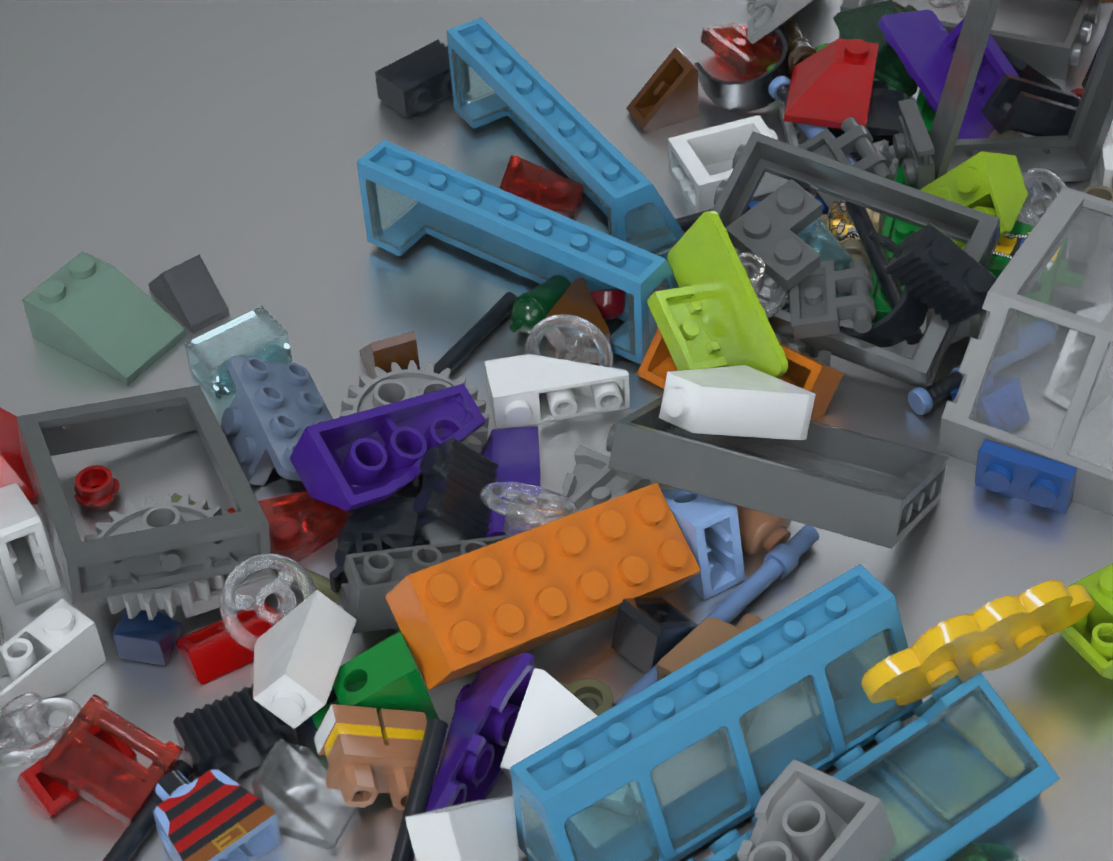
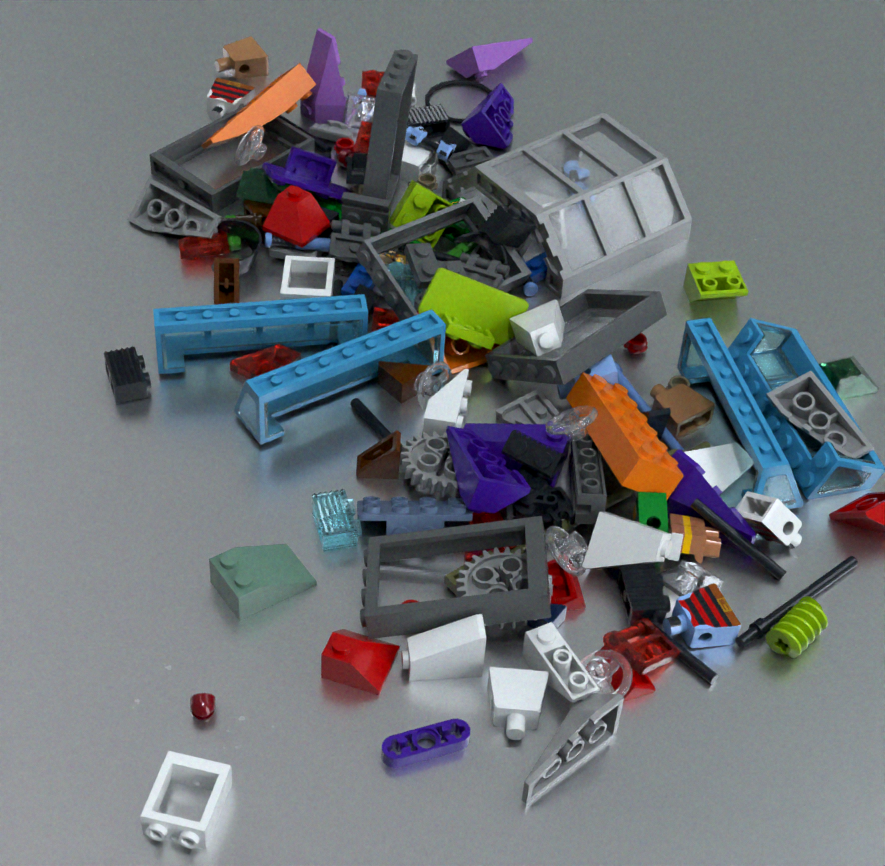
camera: 75 degrees left, 0 degrees up
(190, 294) = (255, 529): black slope -> none
(535, 305) = (378, 391): dark green piece -> none
(609, 302) = (400, 357): dark red hinge -> none
(878, 563) = (637, 344): none -> red plate
(977, 642) = (738, 309): yellow plate -> none
(1025, 476) = (605, 274): blue plate -> none

